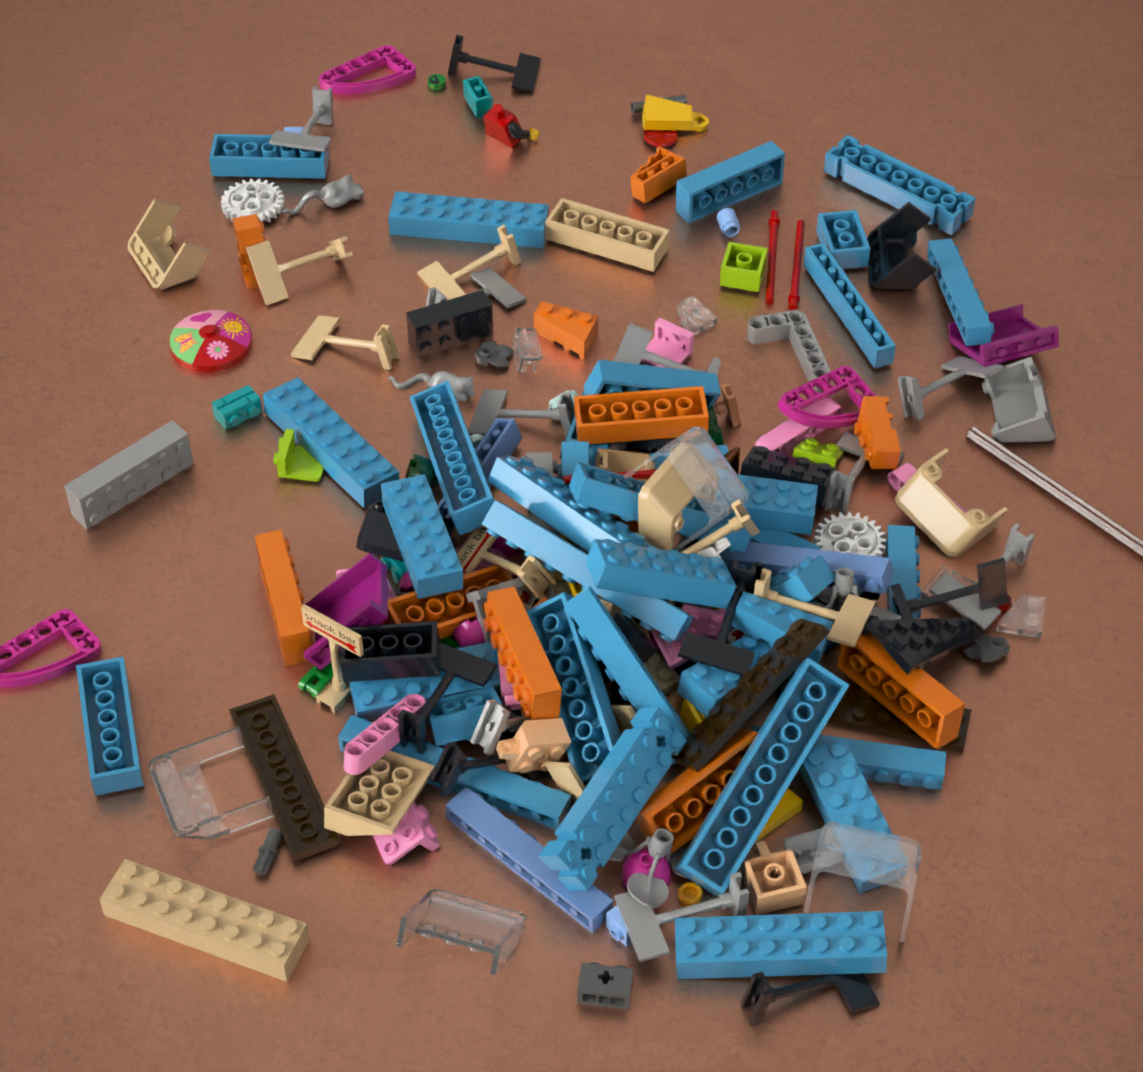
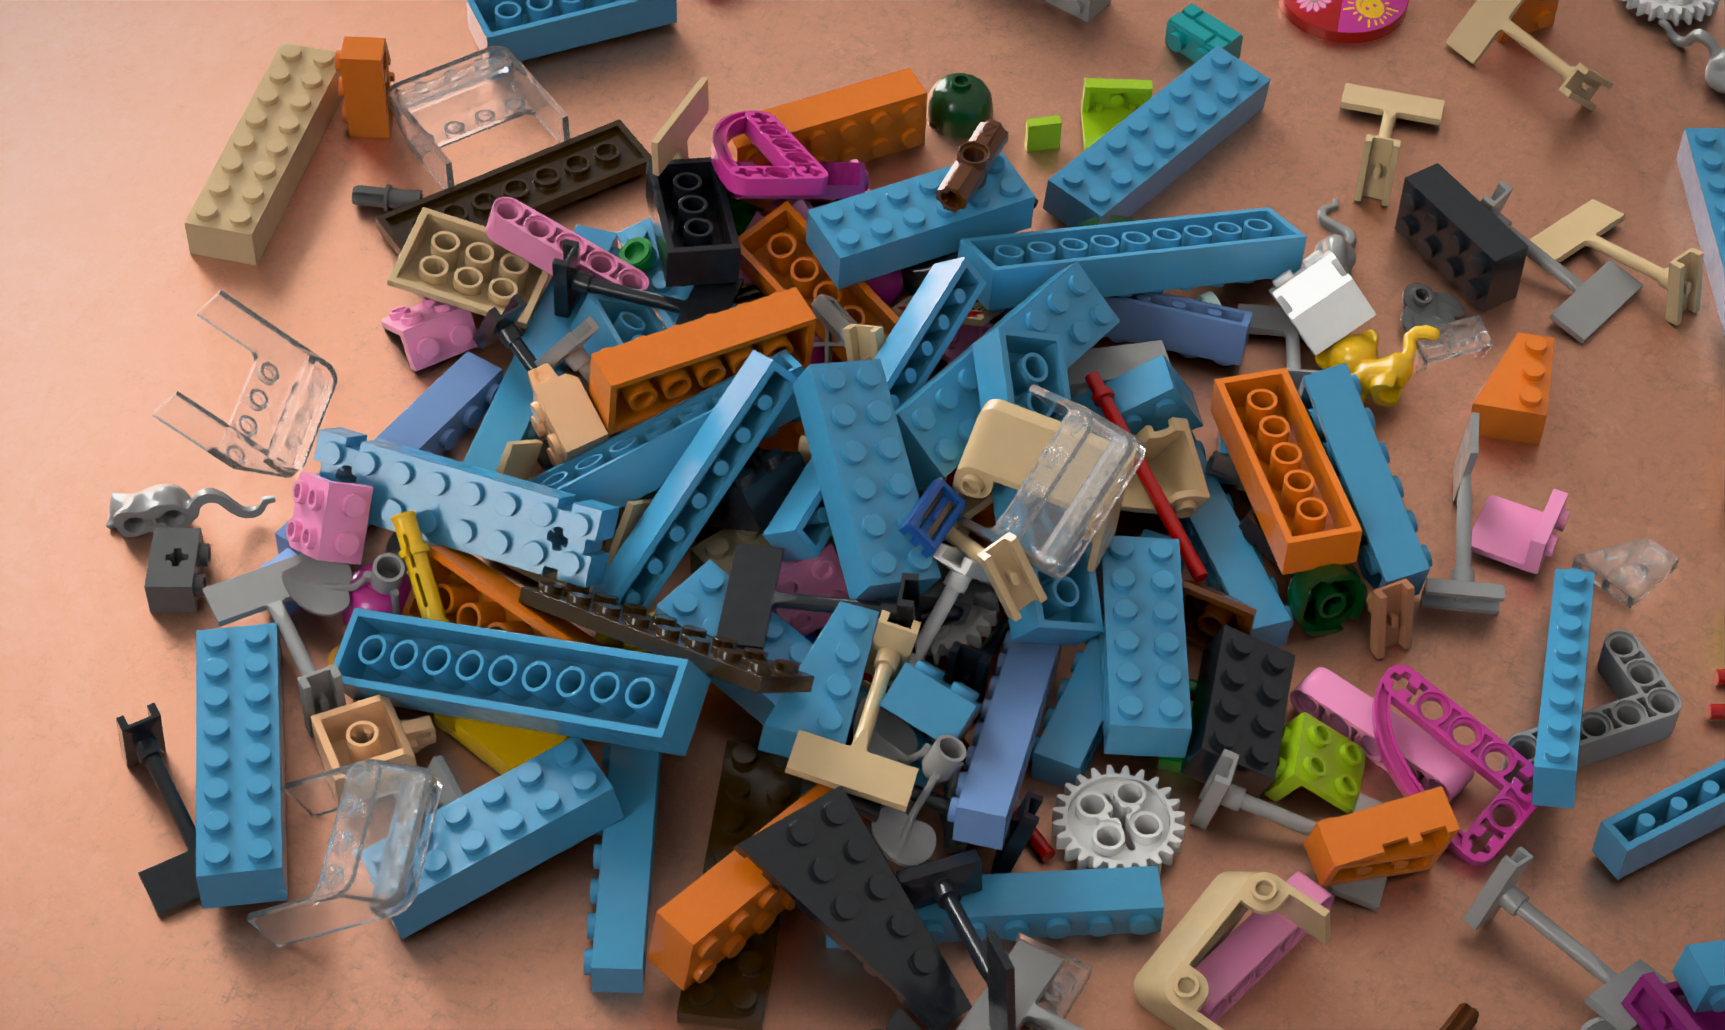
camera: 80 degrees right, 0 degrees up
(171, 844) = (365, 86): none -> orange wedge
(259, 523) = (959, 105): none -> dark green cylinder
(302, 495) = (1043, 133): none -> lime tile
(349, 592) = (794, 167): none -> dark pink beam
(390, 696) = (638, 253): none -> green tile
(408, 489) = (972, 165): none -> reddish brown piece
(492, 387) = (1321, 301): none -> white piece
(529, 388) = (1381, 376): none -> yellow animal
(545, 993) = (170, 508): none -> light grey animal
(610, 874) = (329, 519): none -> bright pink bracket
(653, 821) = (419, 569): none -> yellow pin
(694, 547) = (920, 533): none -> blue tile
(791, 345) = (1563, 689): none -> dark azure brick

